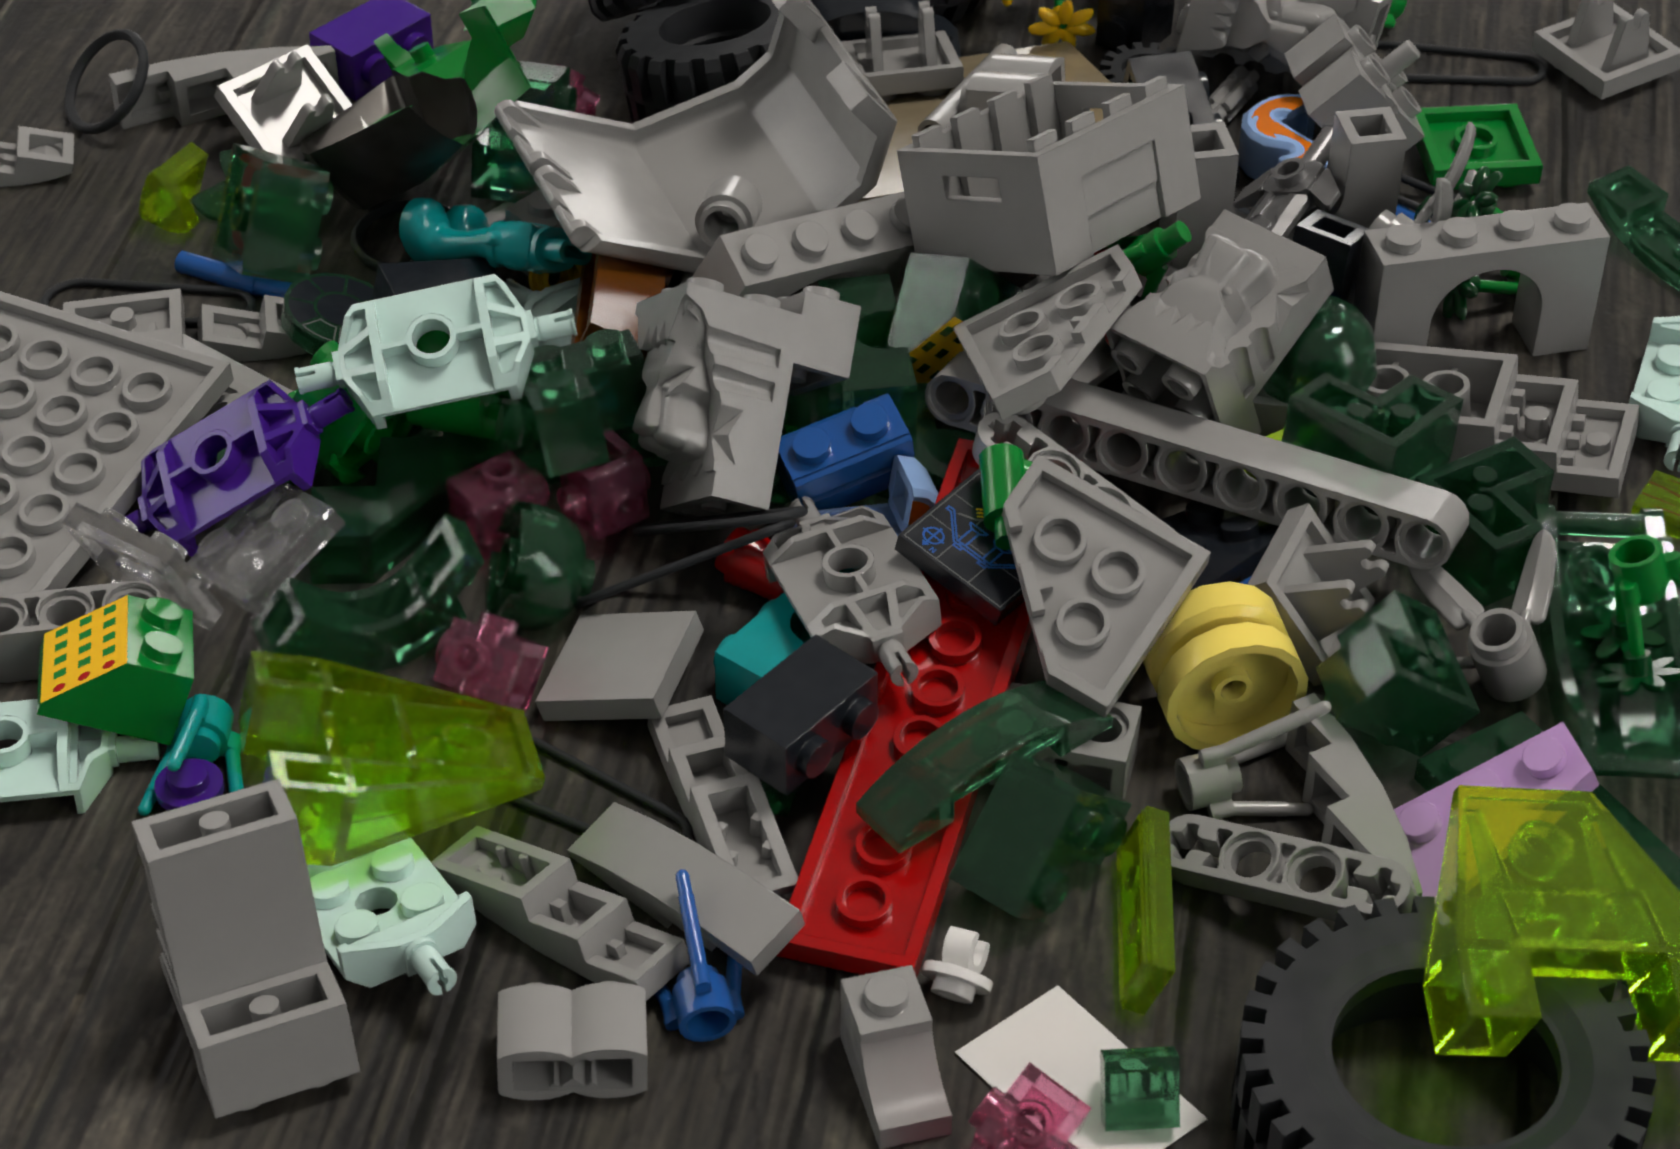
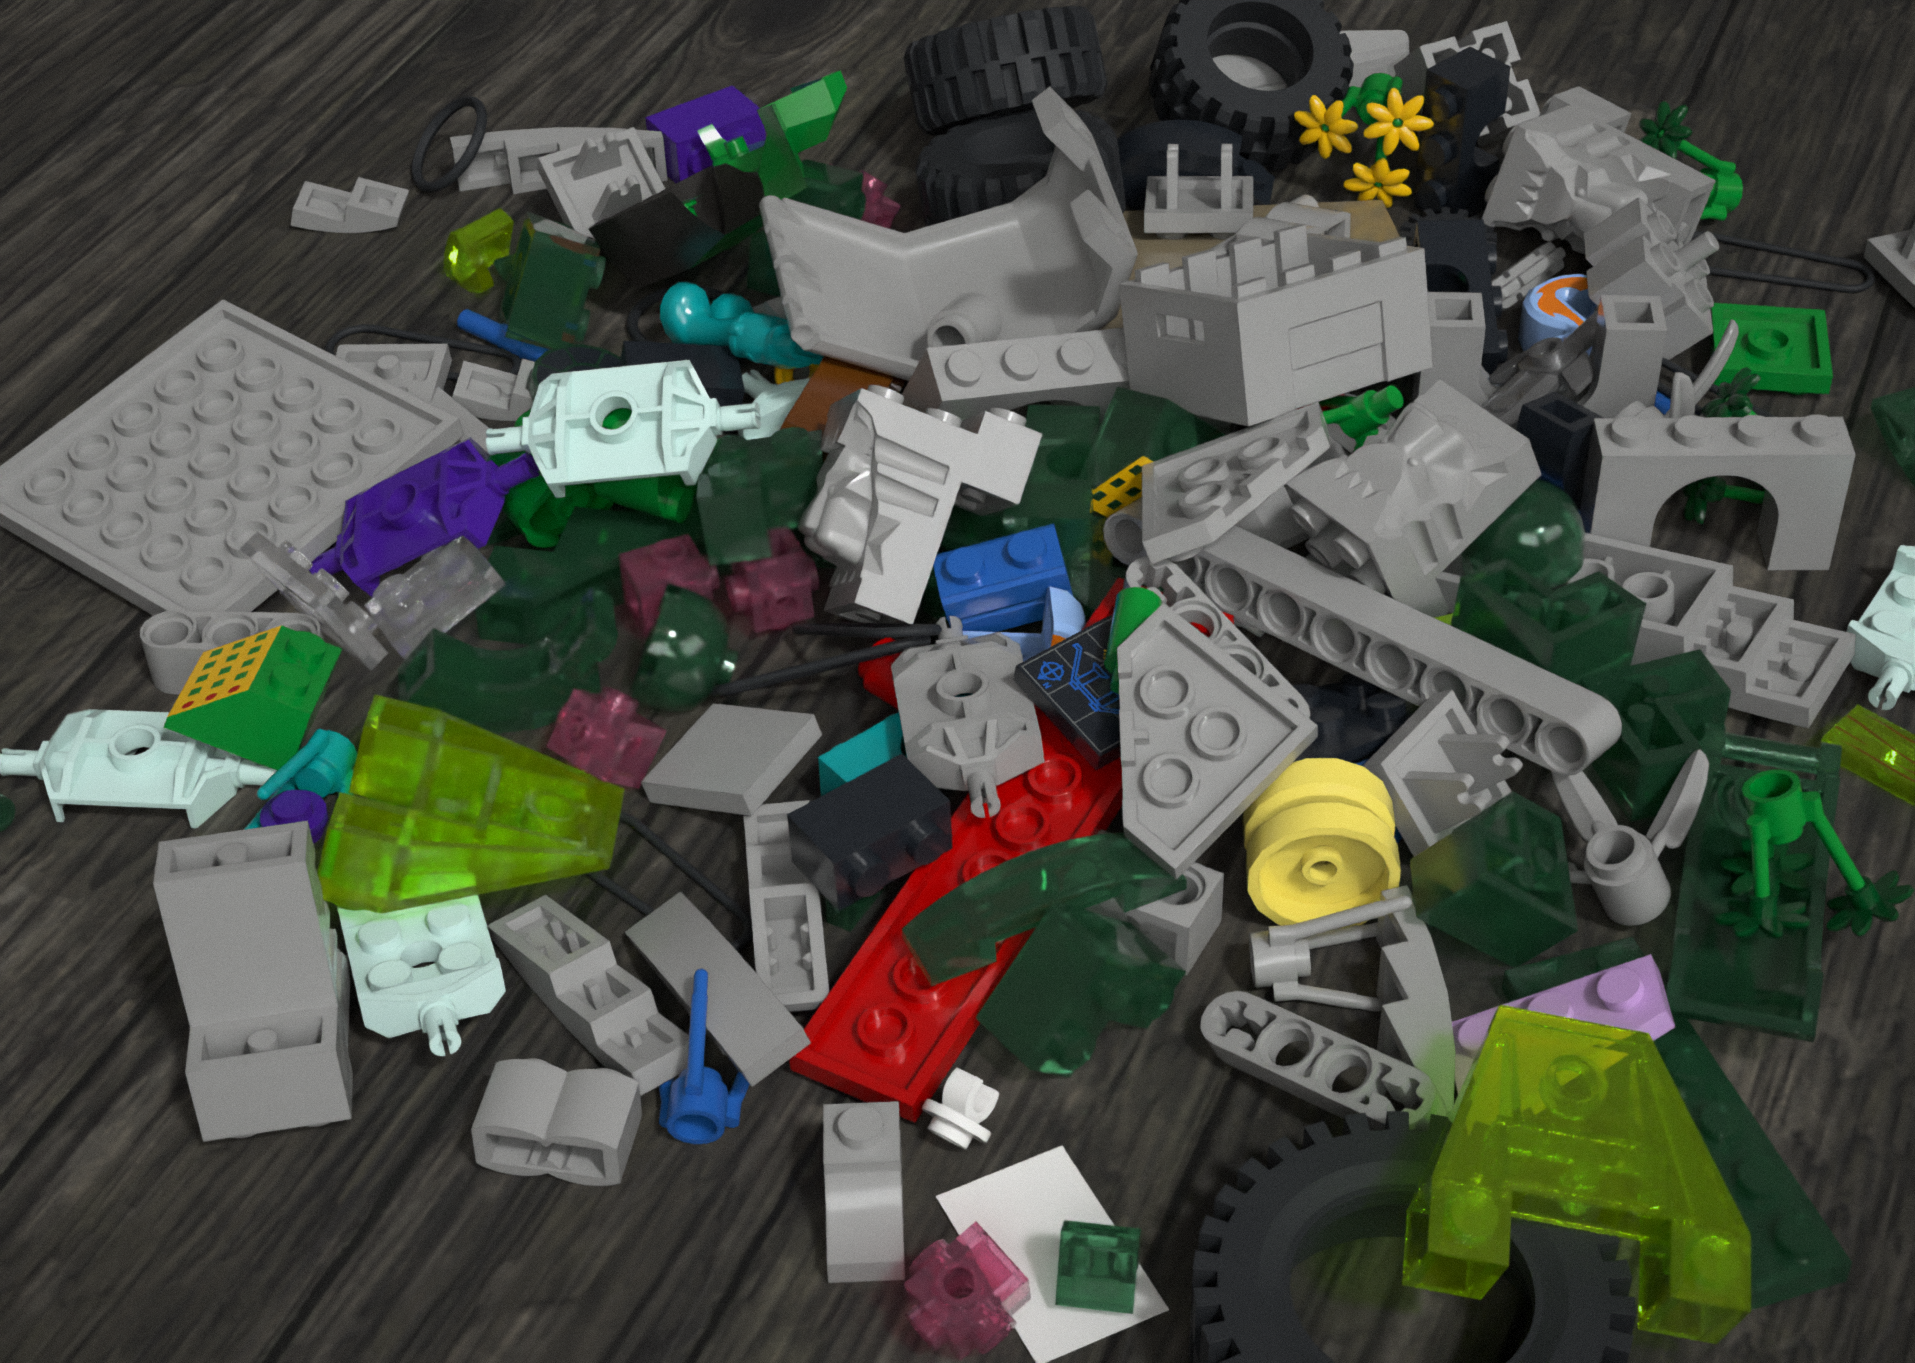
camera: 15 degrees right, 0 degrees up
(1145, 910) = (1166, 1083): clear neon green tile -> none

